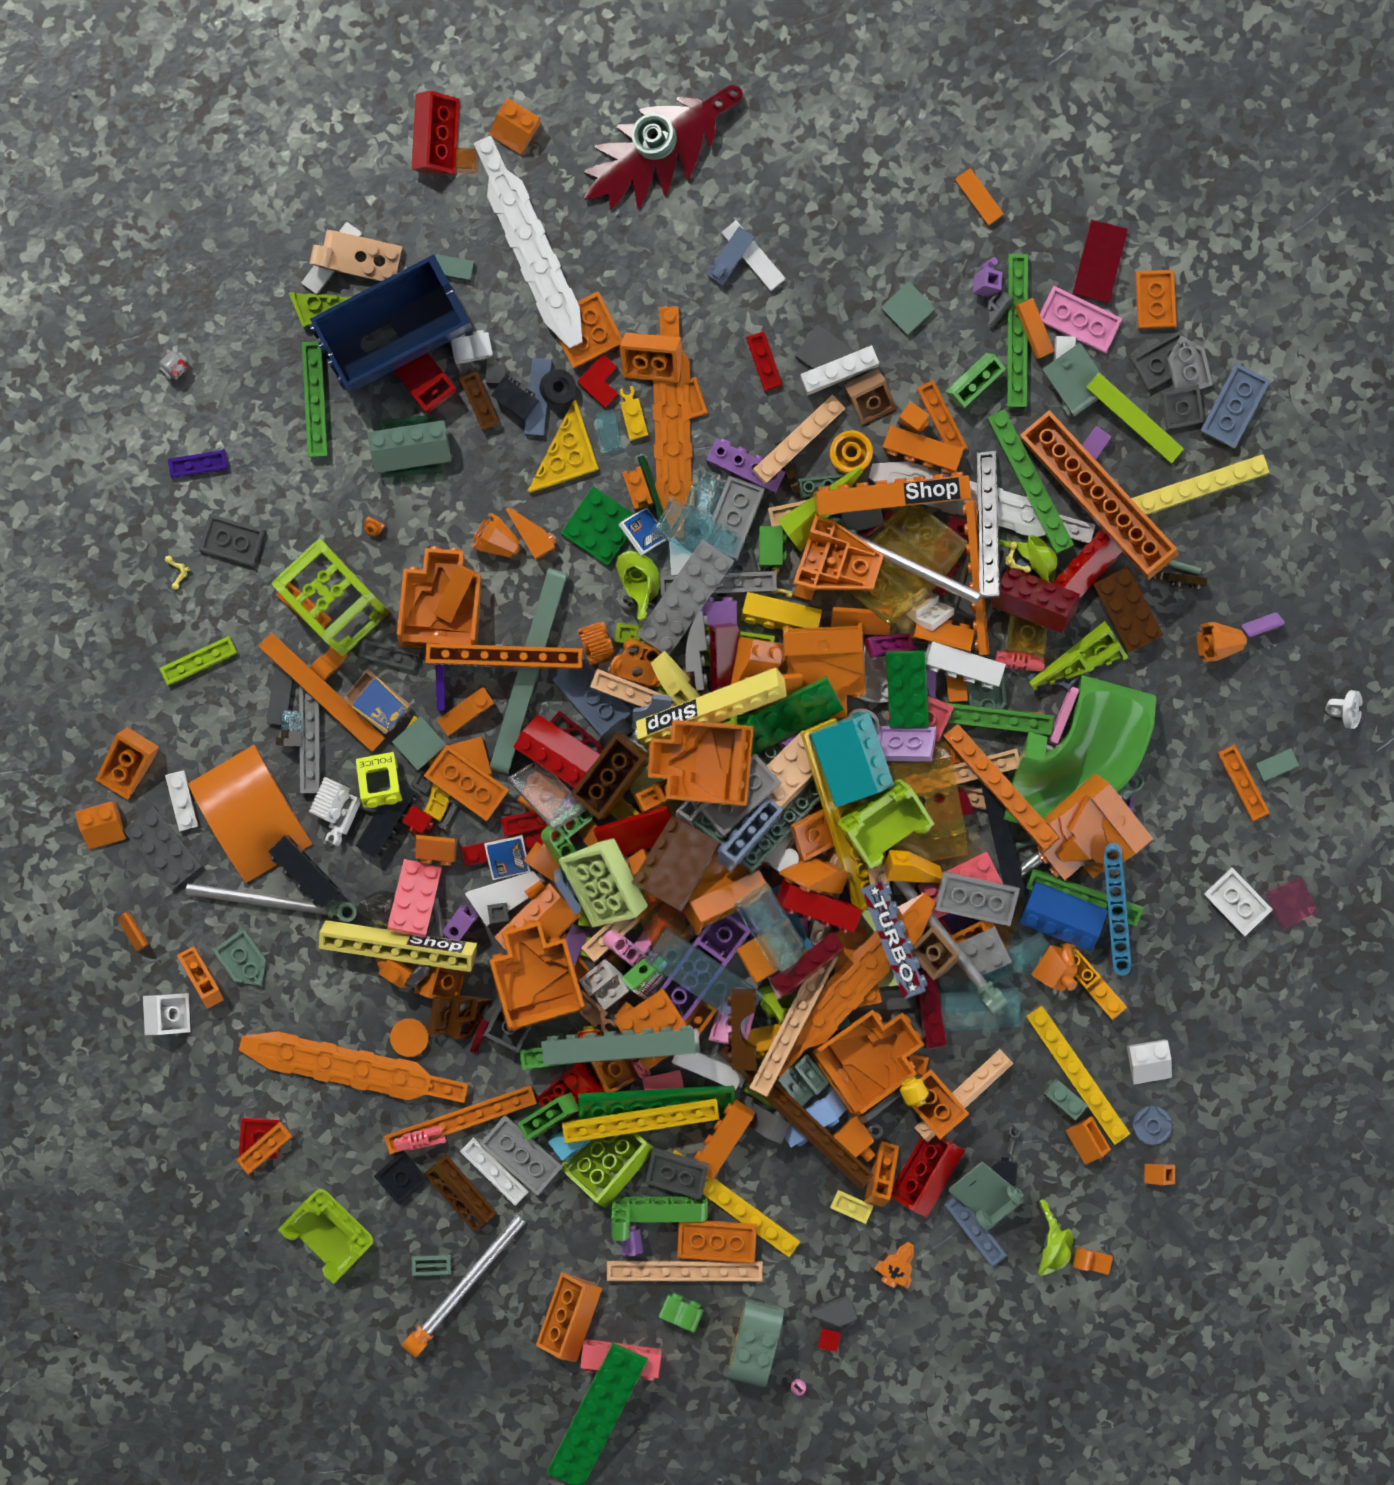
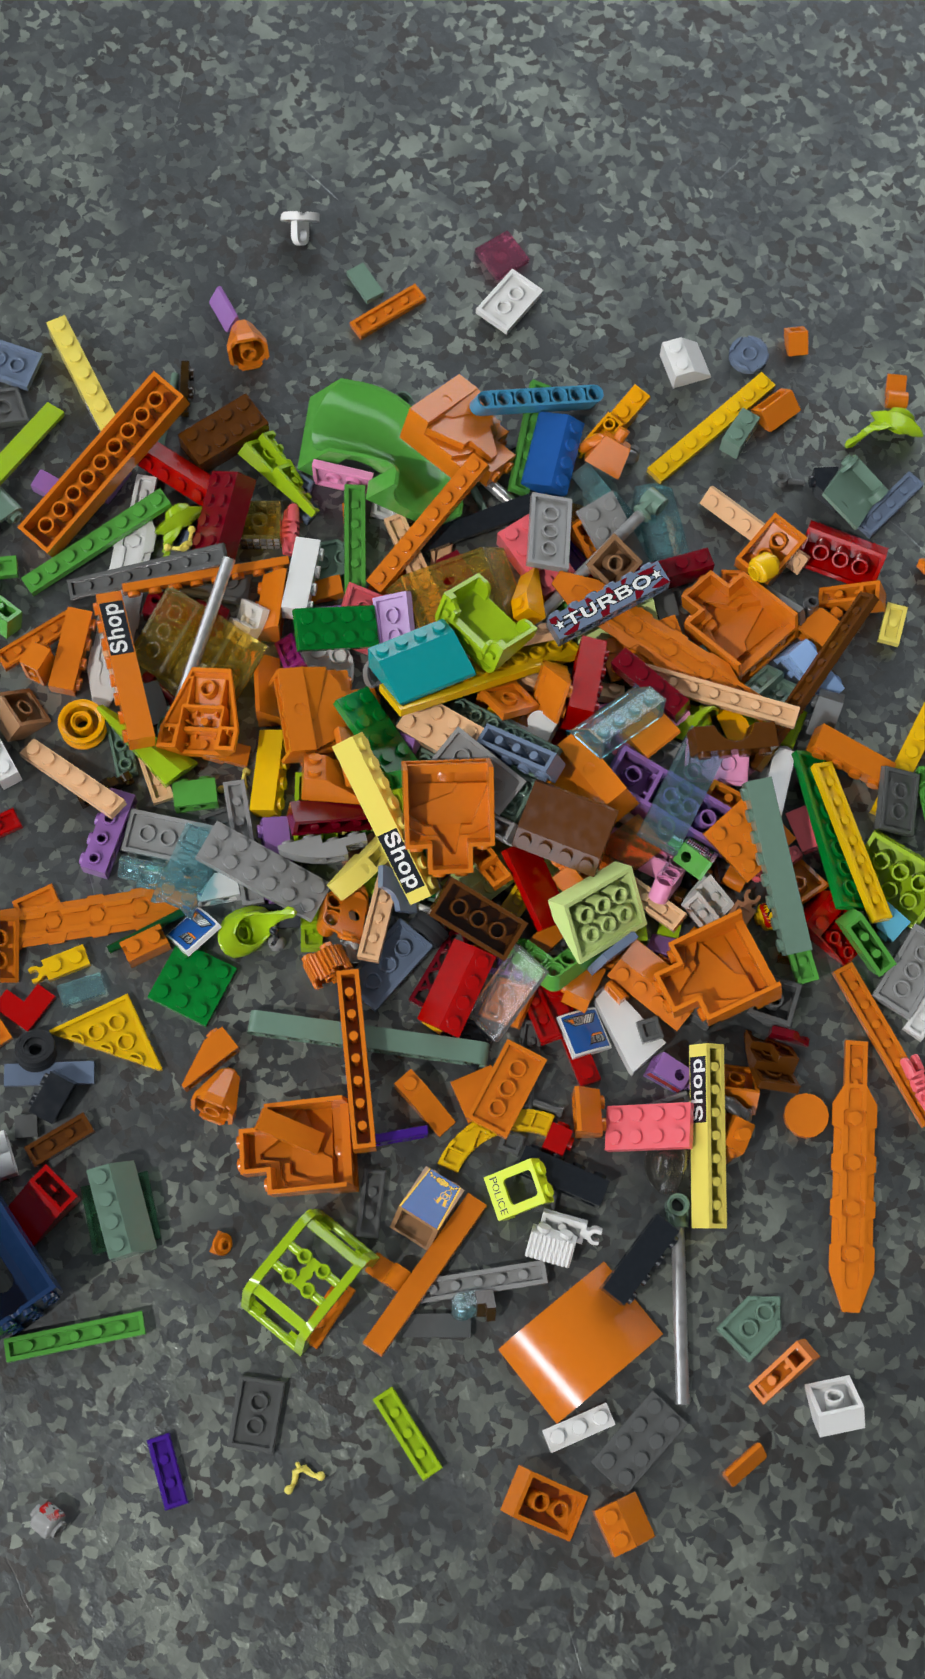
camera: 105 degrees left, 15 degrees down
(419, 743) = (469, 1150): sand green tile -> none

